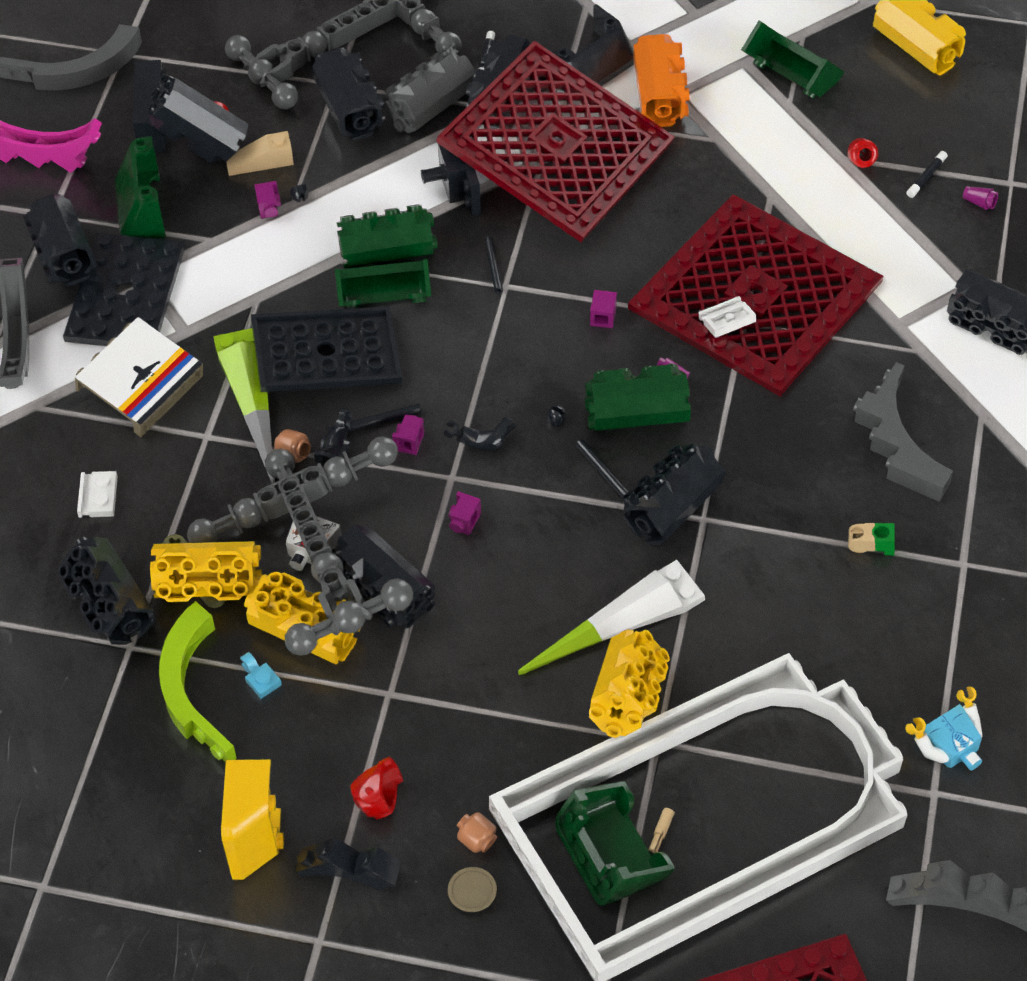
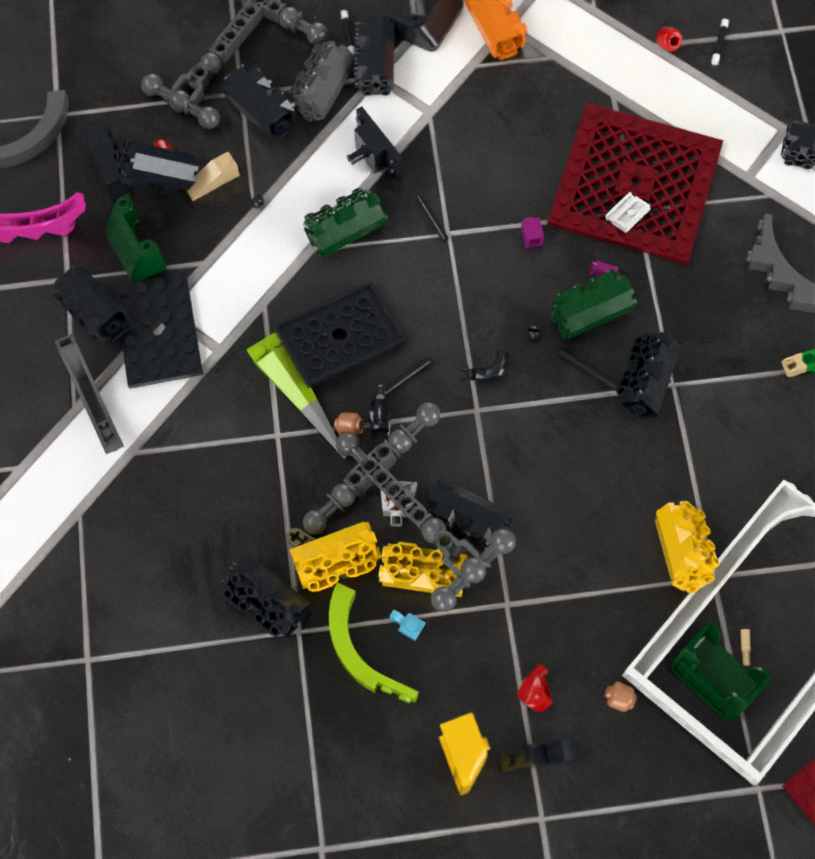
camera: 20 degrees left, 15 degrees up
(97, 494) = (216, 513): white plate -> none
(140, 374) = (206, 402): panel -> none
(267, 199) = (235, 215): magenta brick -> none
(383, 283) = (358, 260): dark green windscreen -> none
(409, 434) = (432, 386): magenta brick -> none
(464, 513) = (501, 439): magenta brick -> none
(472, 889) = (635, 741): dark tan piece -> none
(536, 62) = (505, 71): dark red plate -> none
(650, 600) = (668, 462): white plate -> none
(981, 197) = (767, 50): magenta cone -> none

